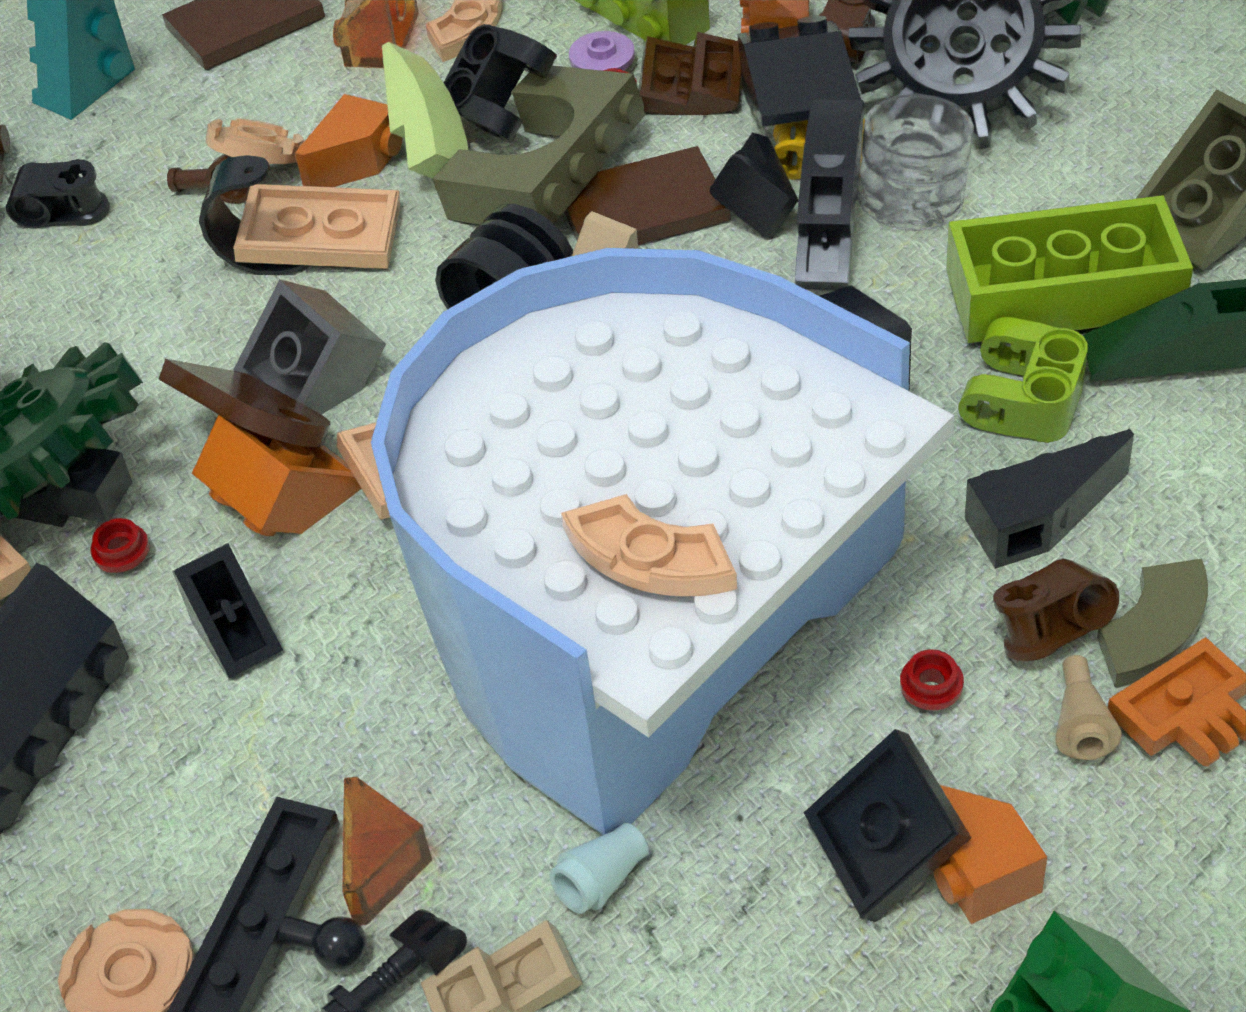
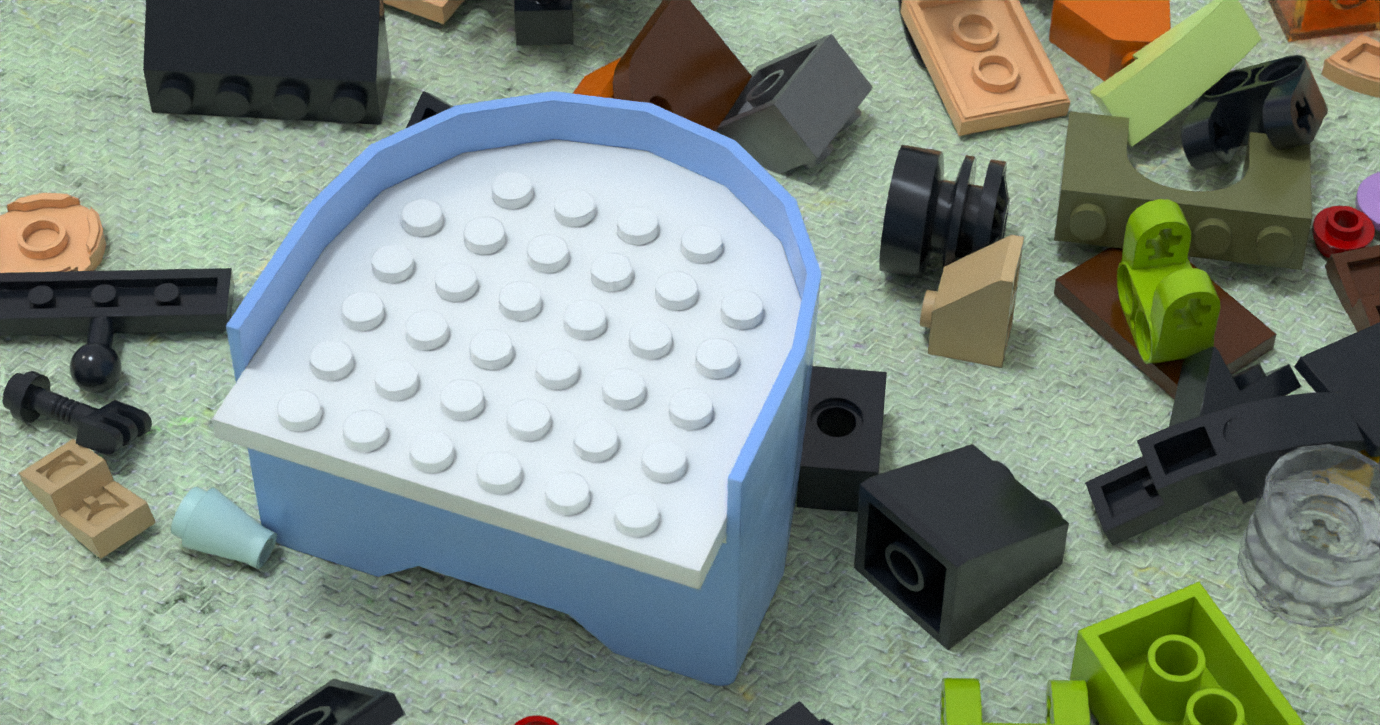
camera: 65 degrees right, 0 degrees up
(119, 545) = (495, 64): red plate -> none
(380, 850) = (186, 359): clear orange slope -> none
(649, 552) = (399, 355): light nougat tile -> none
(653, 180) = (1161, 295): none -> lime piece

